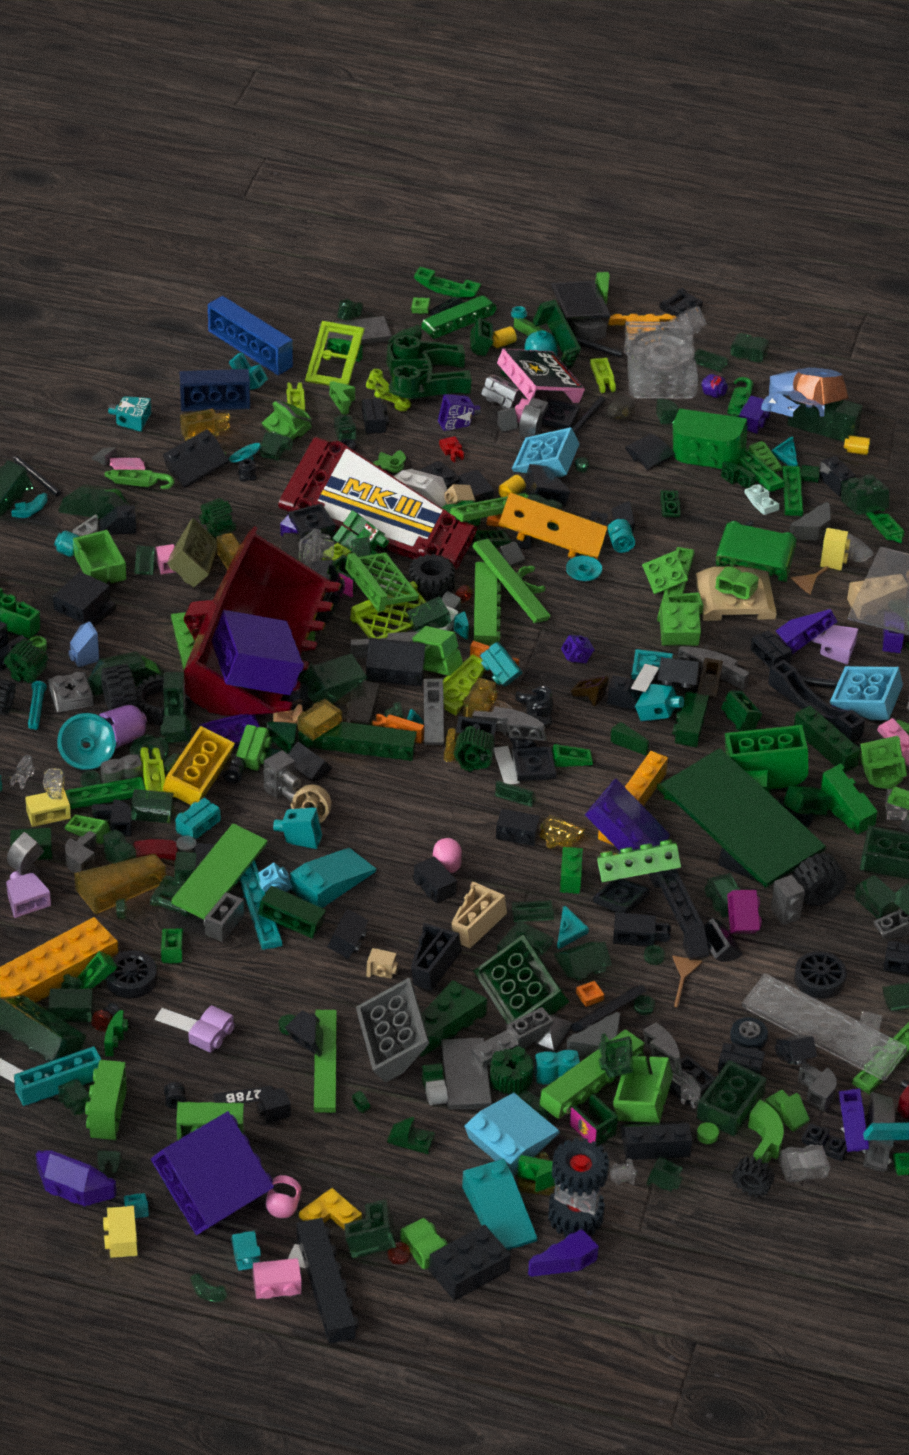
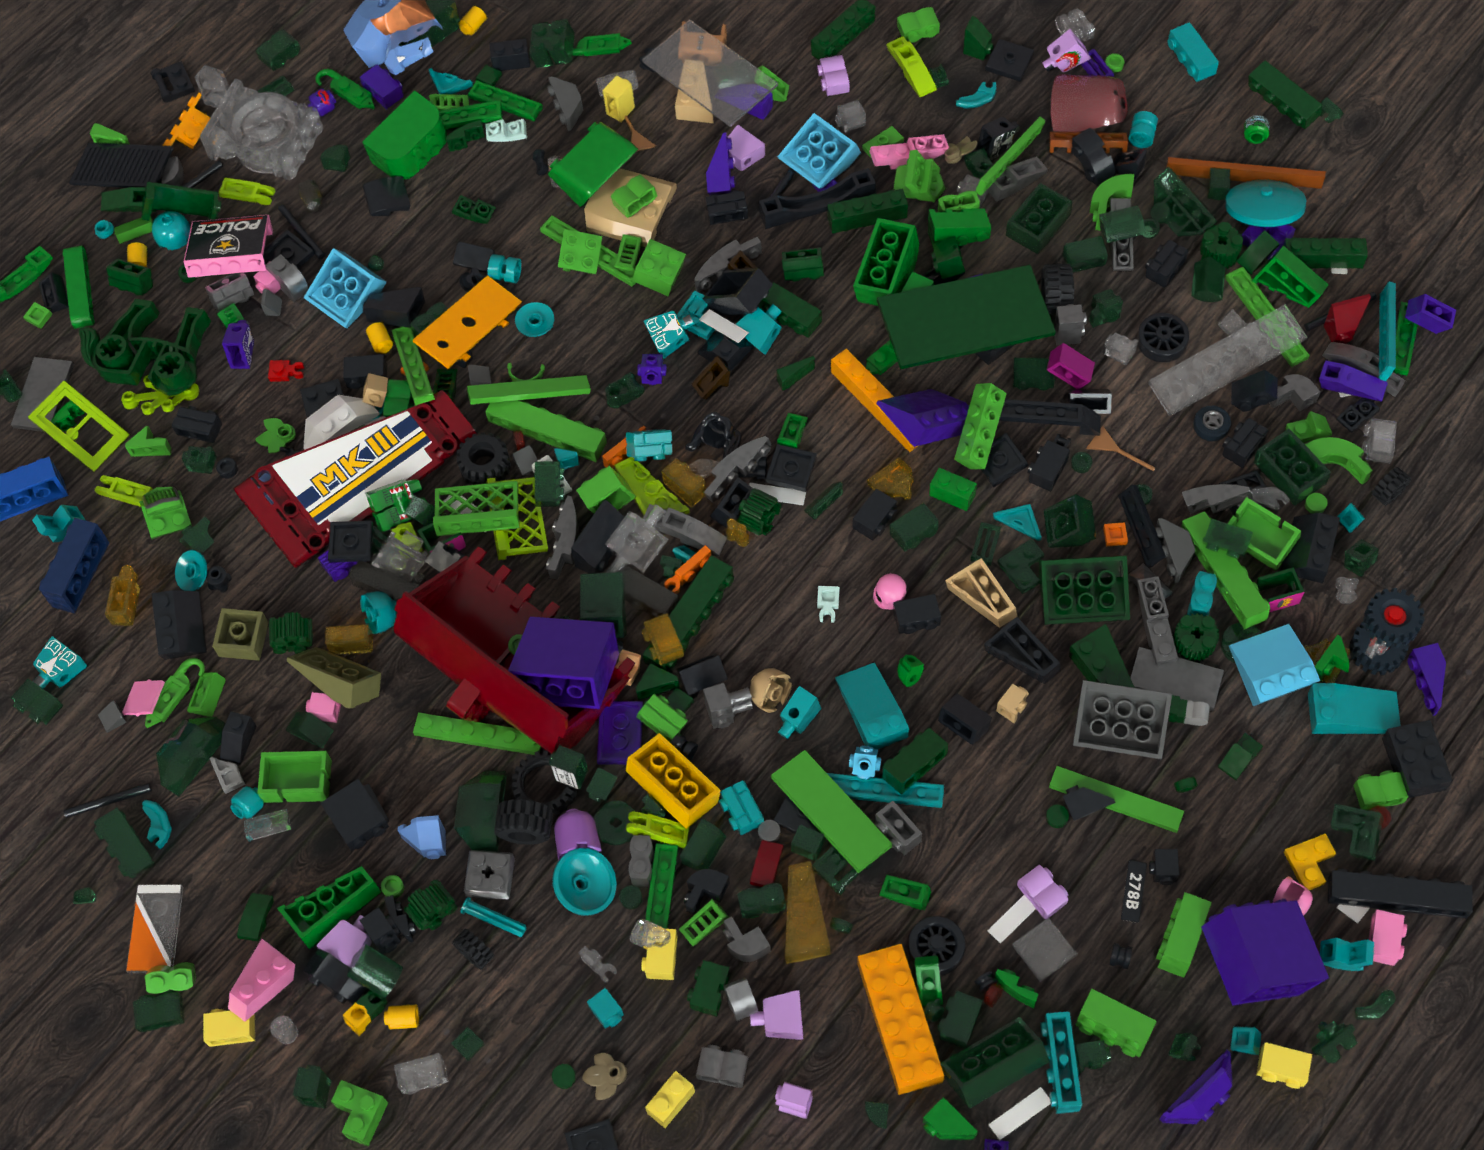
camera: 60 degrees left, 20 degrees up
(55, 562) = (267, 824): none -> clear slope
(95, 412) = (36, 702): none -> clear green brick
(148, 498) = (206, 694): none -> bright green slope
(160, 1047) = (1044, 949): none -> clear tile
(167, 1267) = (1330, 1037): none -> clear green hips
(202, 489) = (240, 634): none -> olive brick
(377, 888) = (909, 670): none -> green piece
(413, 680) = (640, 529): none -> clear brick
(417, 820) = (827, 601): none -> light aqua plate
(482, 400) = (229, 315): none -> green tile
(517, 853) = (914, 527): none -> clear green brick
(546, 639) = (626, 388): none -> clear green piece
(617, 647) = (668, 331): none -> teal torso
(706, 1161) = (1350, 517): none -> teal slope
(790, 949) = (1120, 348): none -> clear brick
(826, 926) = (1105, 308): none -> clear green brick
(874, 793) = (964, 200): none -> bright green brick

